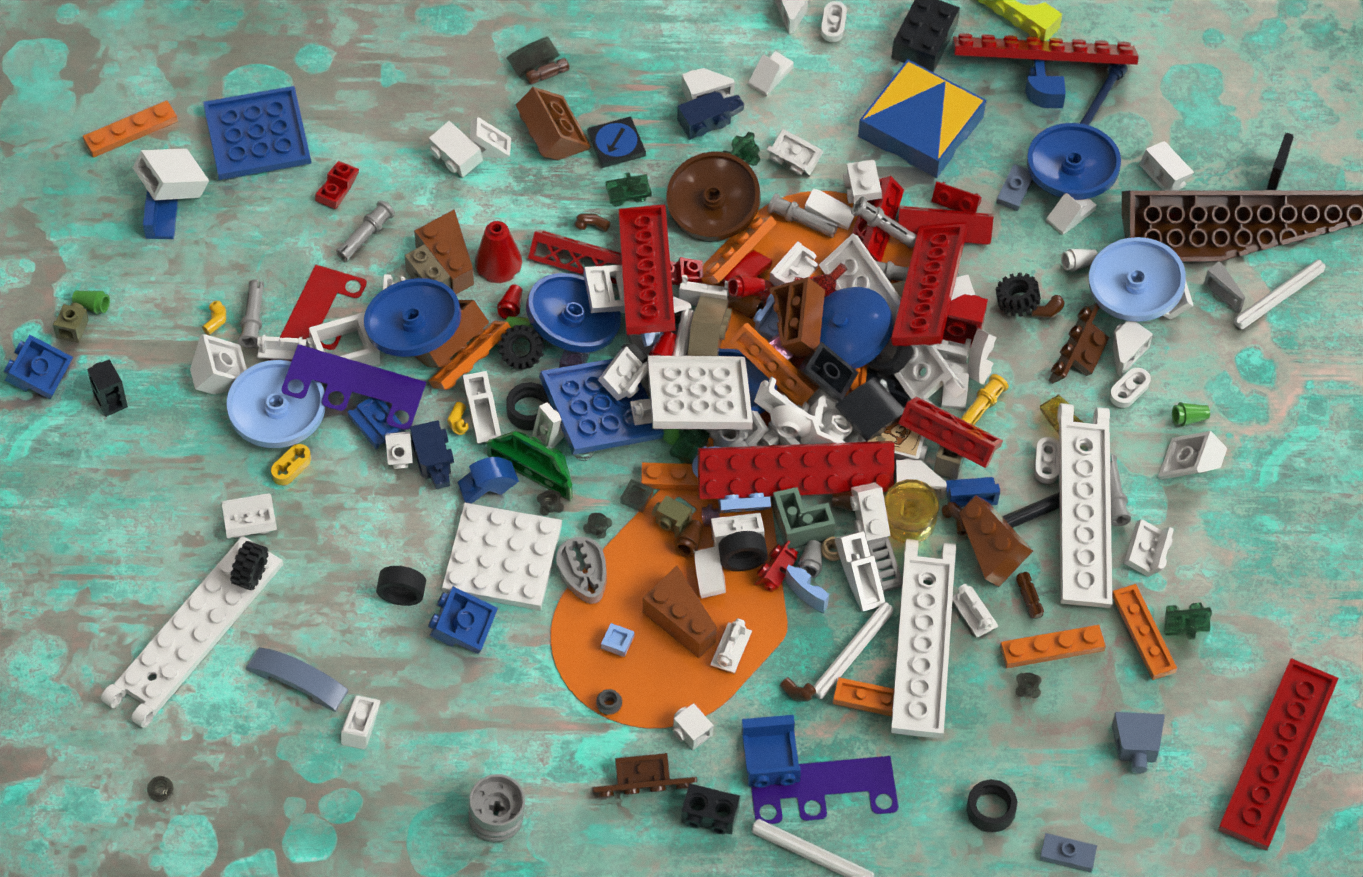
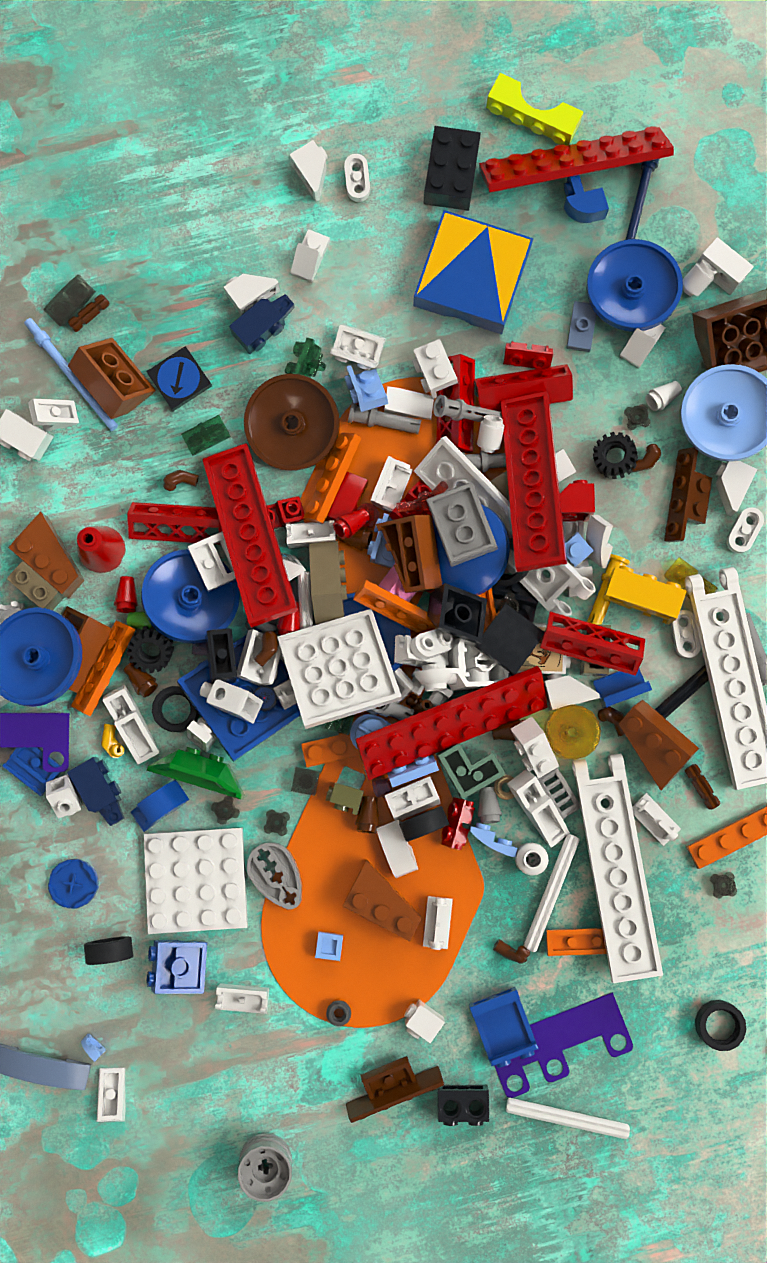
camera: 10 degrees left, 25 degrees up
(357, 672) = (92, 1047): none -> light blue tile
(381, 530) = (73, 883): none -> blue tile
(498, 84) = (43, 340): none -> light blue bar
(503, 375) = (142, 682): none -> reddish brown cone
(517, 664) = (242, 998): none -> white hinge
(589, 358) = (221, 655): none -> black brick
(591, 393) = (232, 700): none -> white torso
(619, 408) = (268, 697): none -> tile
(637, 363) = (269, 647): none -> reddish brown arm
(792, 186) = (366, 389): none -> light blue bracket
(794, 392) = (431, 644): none -> white plate
(840, 610) = (540, 859): none -> white head
(851, 300) = (462, 524): none -> light grey tile
(901, 246) = (490, 433): none -> white brick
(957, 356) = (577, 549): none -> light blue plate
(1015, 408) = (645, 594): none -> yellow wedge
(1049, 266) = (642, 412): none -> clear smoke plate
(1137, 170) = (698, 278): none -> white brick

